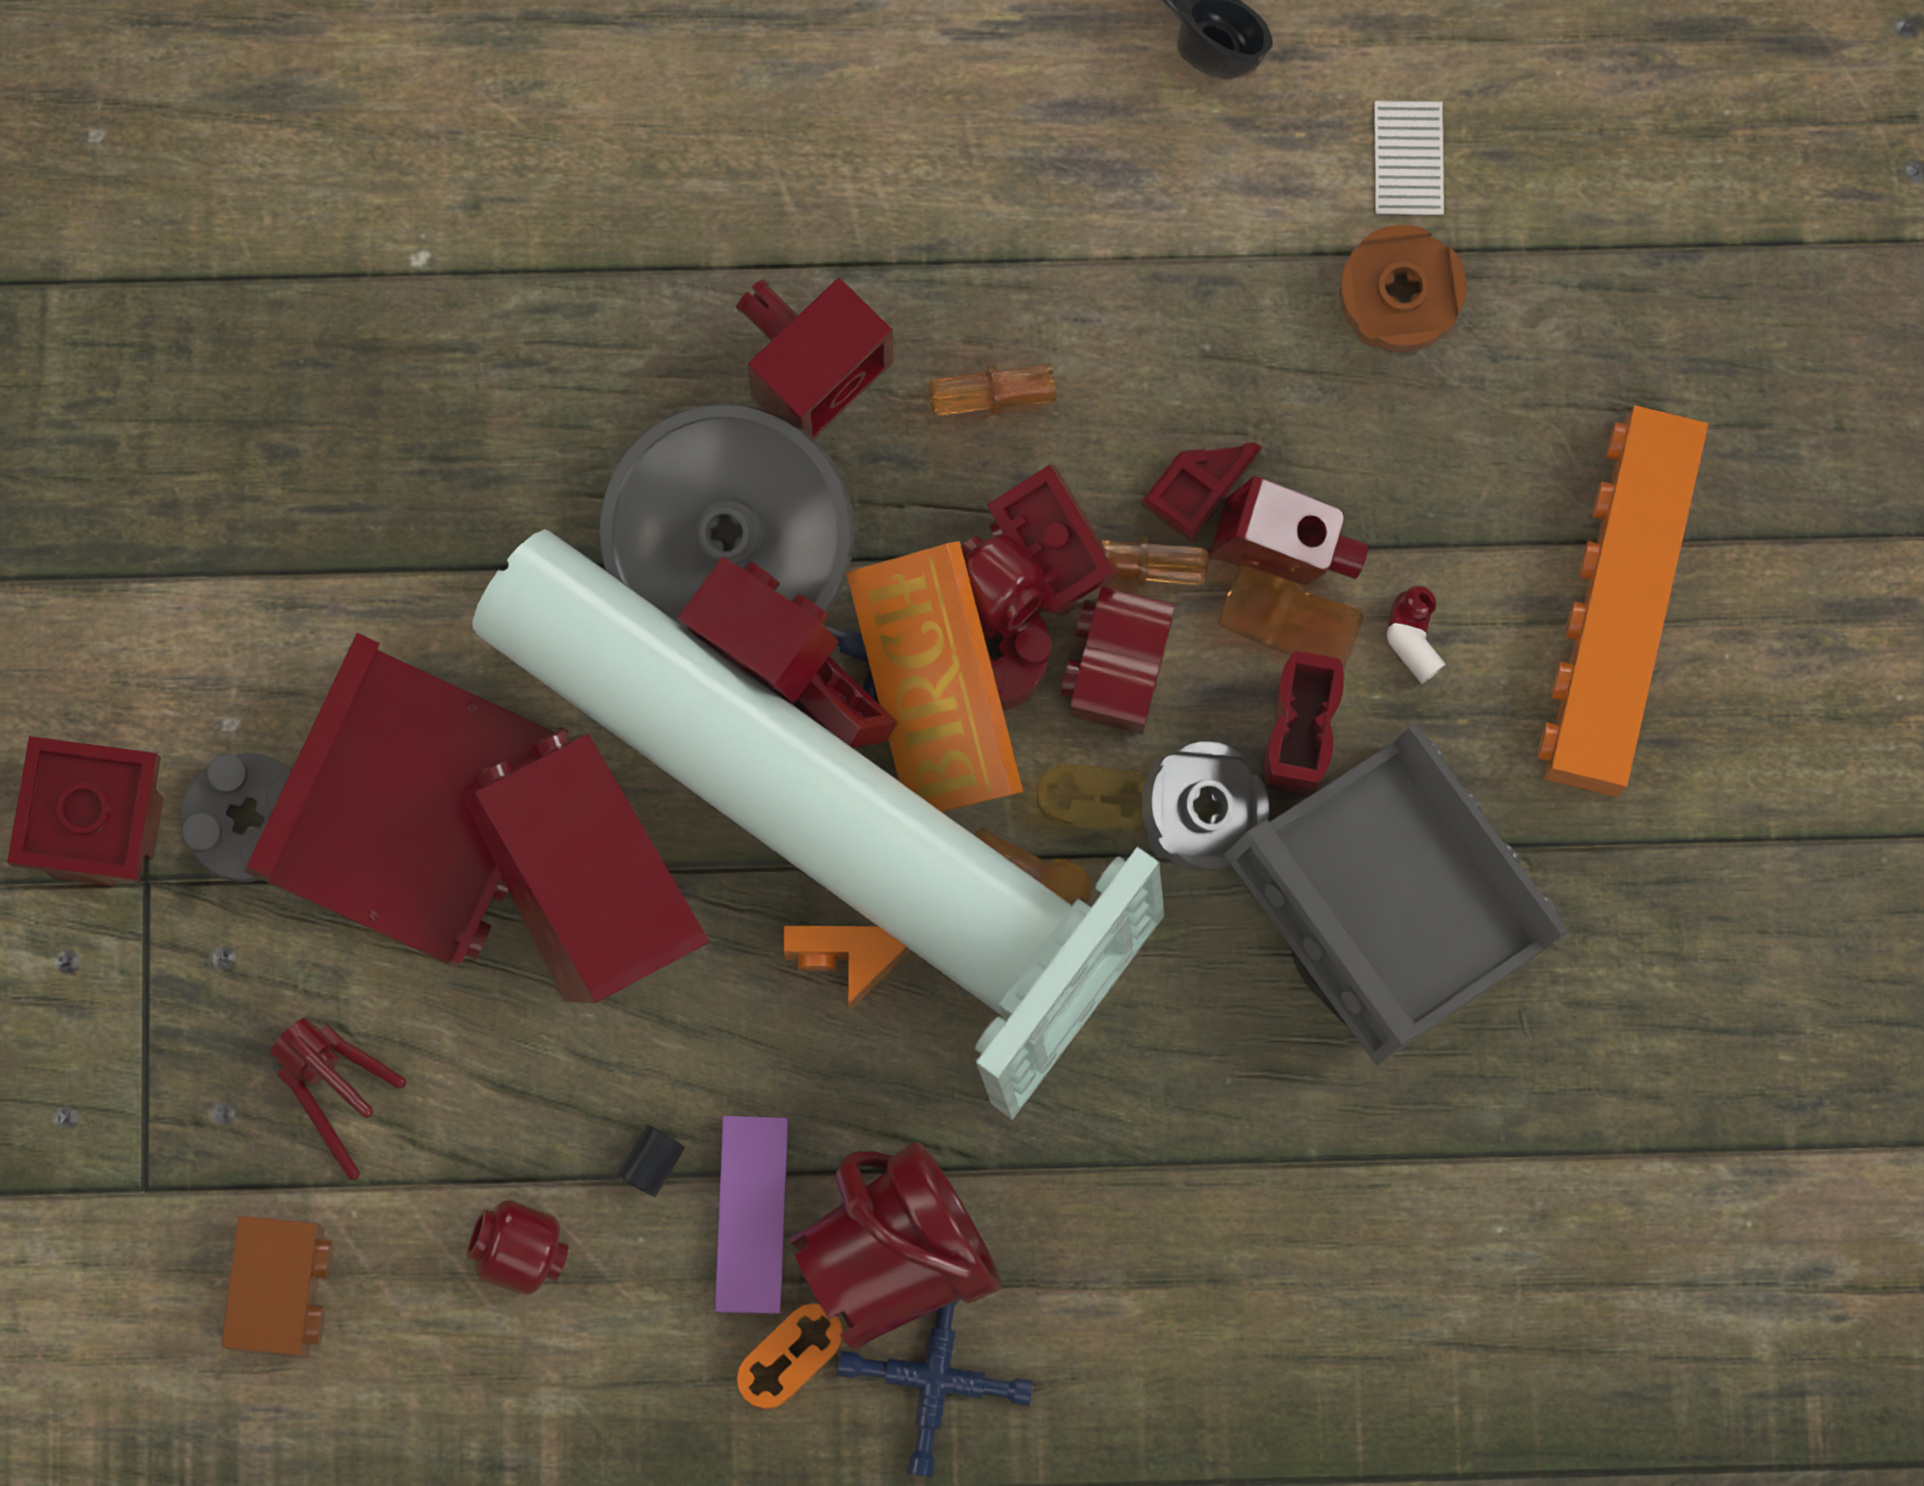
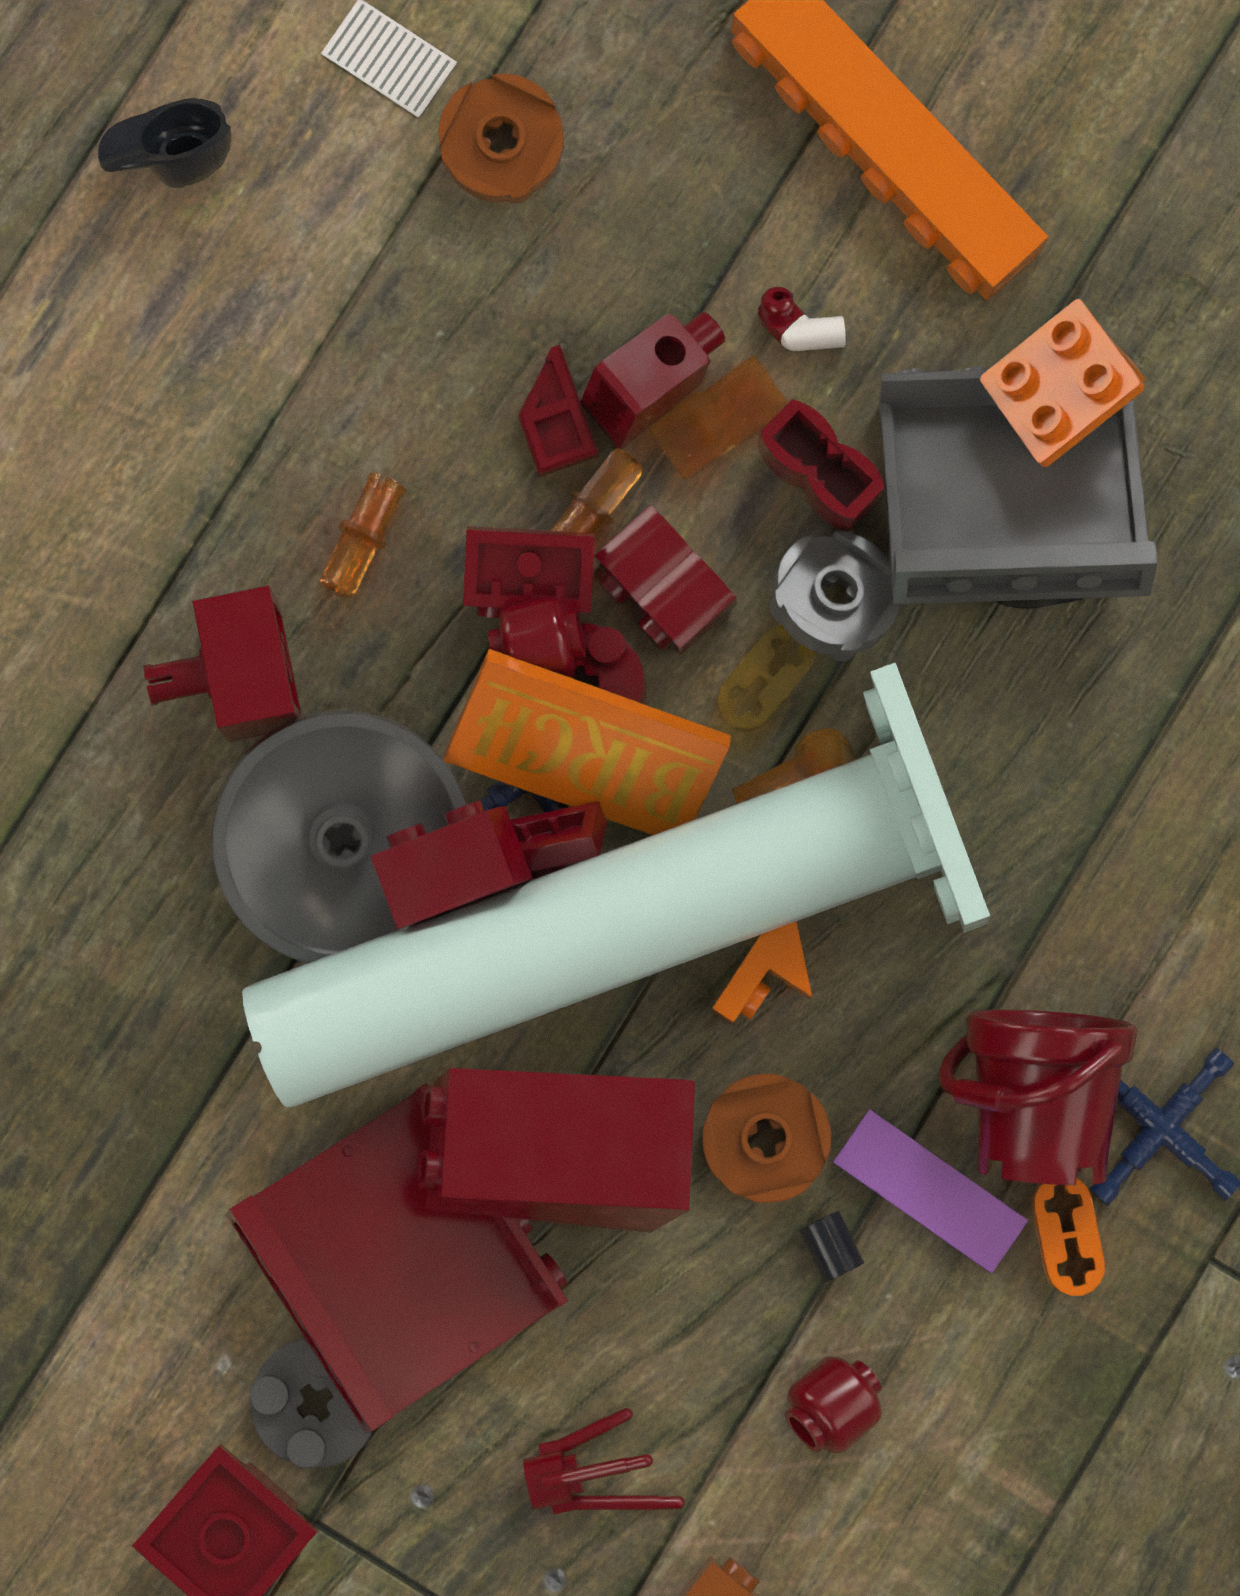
camera: 55 degrees left, 5 degrees up
(706, 1084) = (796, 1159): none -> dark orange plate
(1506, 873) = (1062, 382): none -> orange bracket

